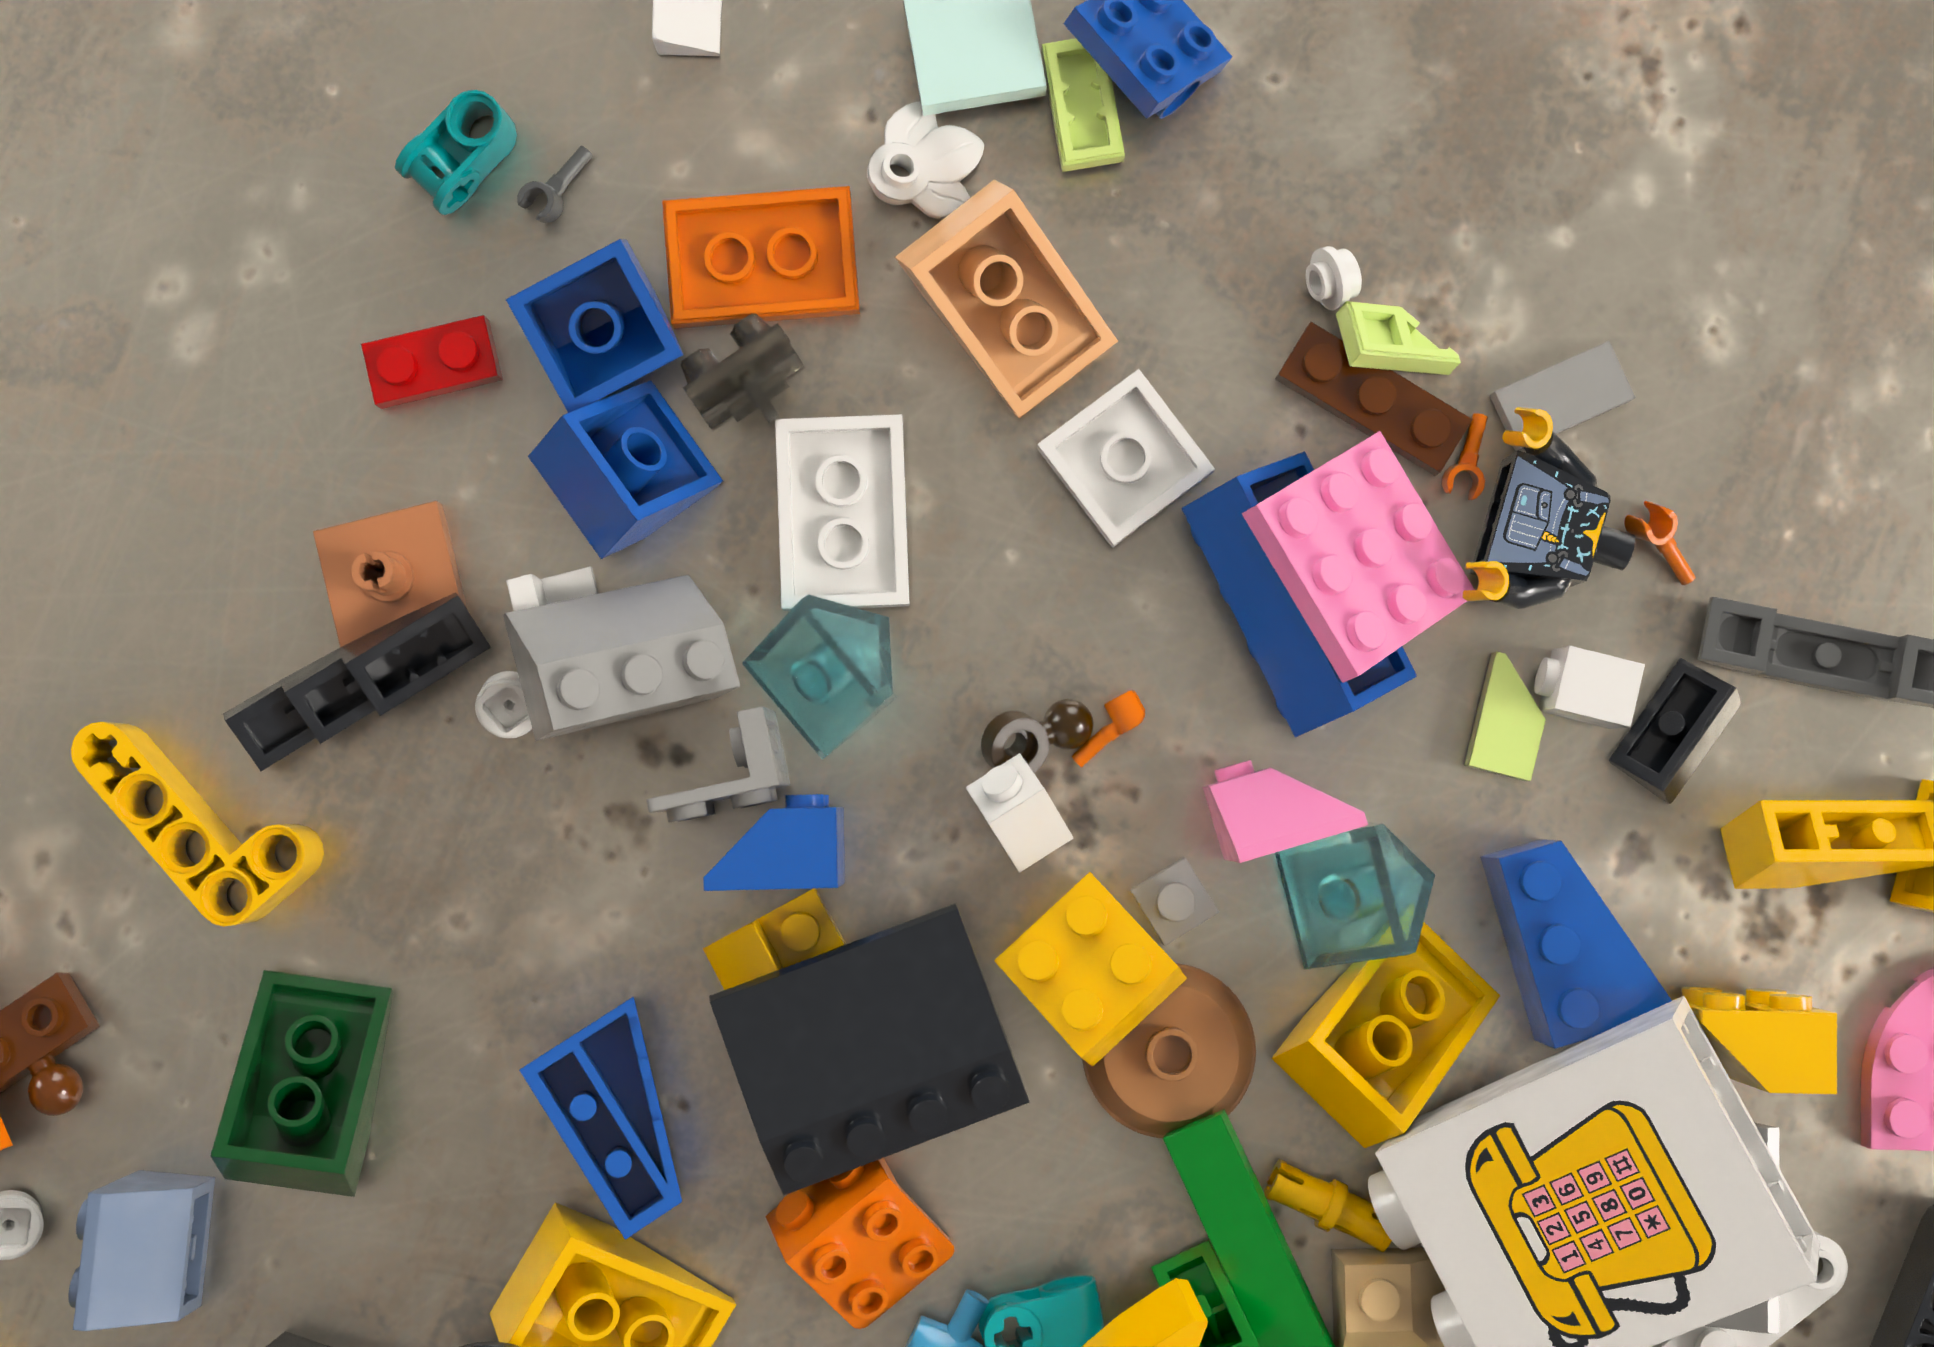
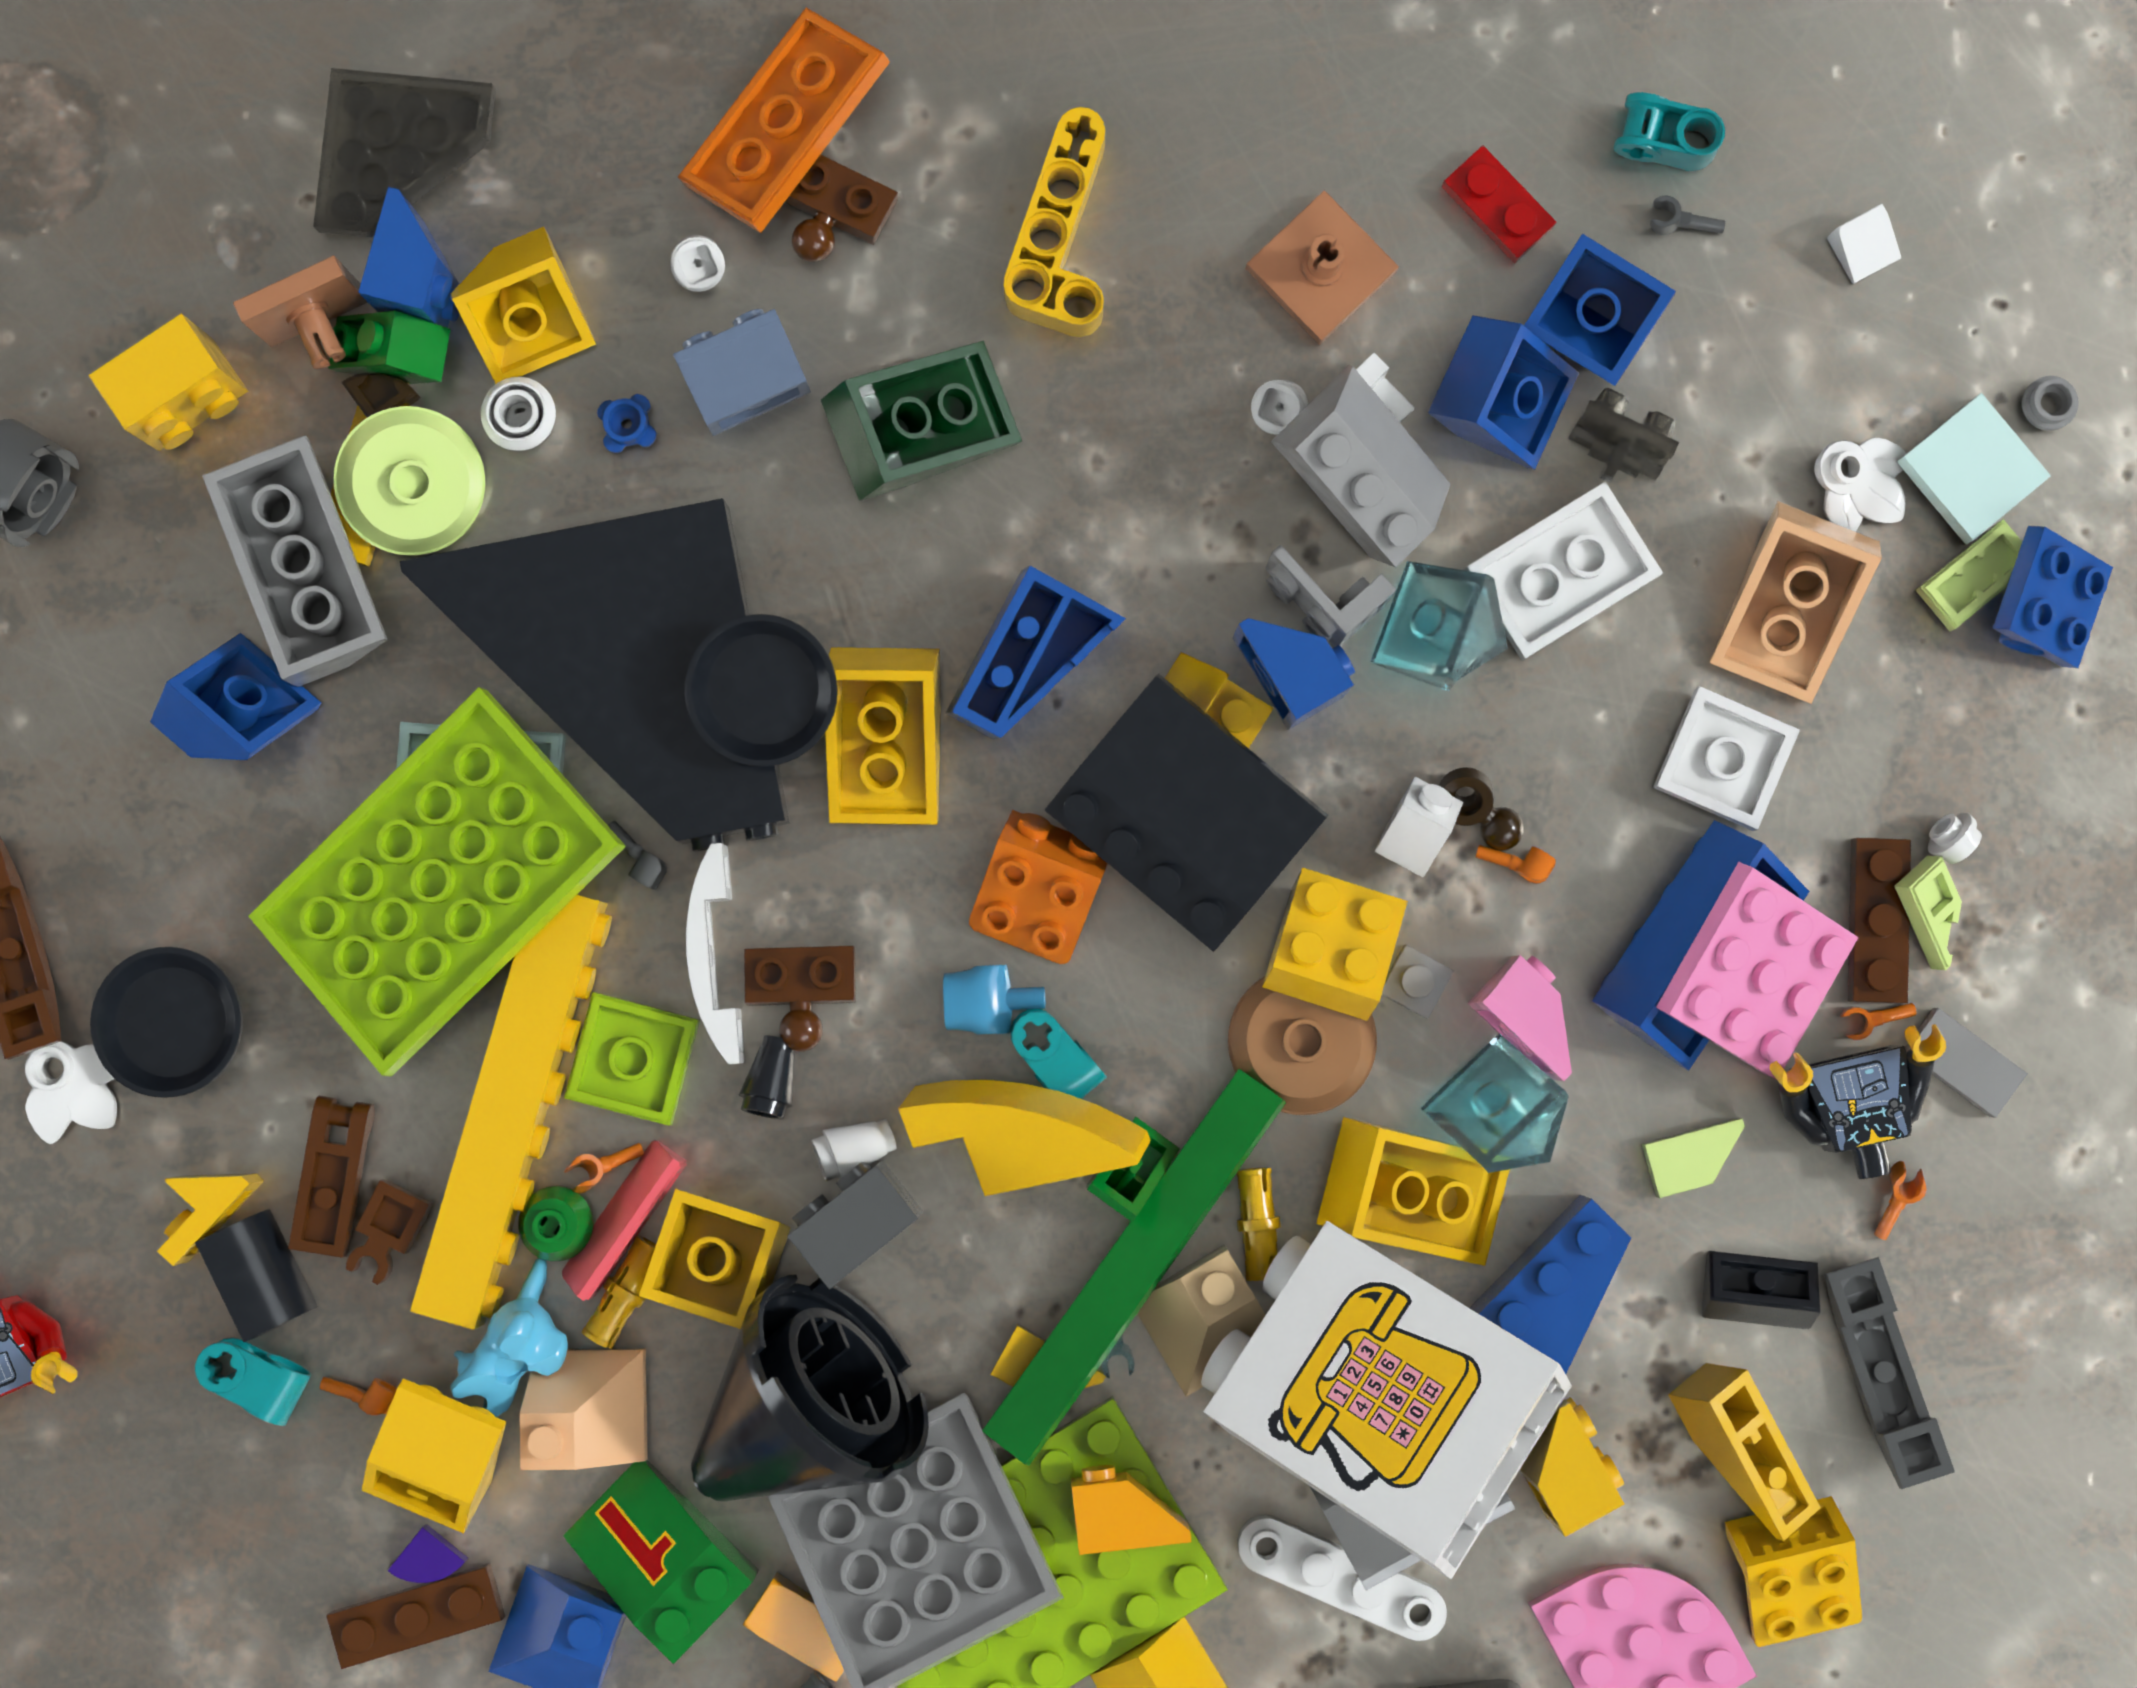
camera: 60 degrees right, 0 degrees up
(356, 680) = (1235, 286): black slope -> none
(762, 256) = (1721, 402): orange tile -> none
(1589, 687) = (1755, 1201): white brick -> none

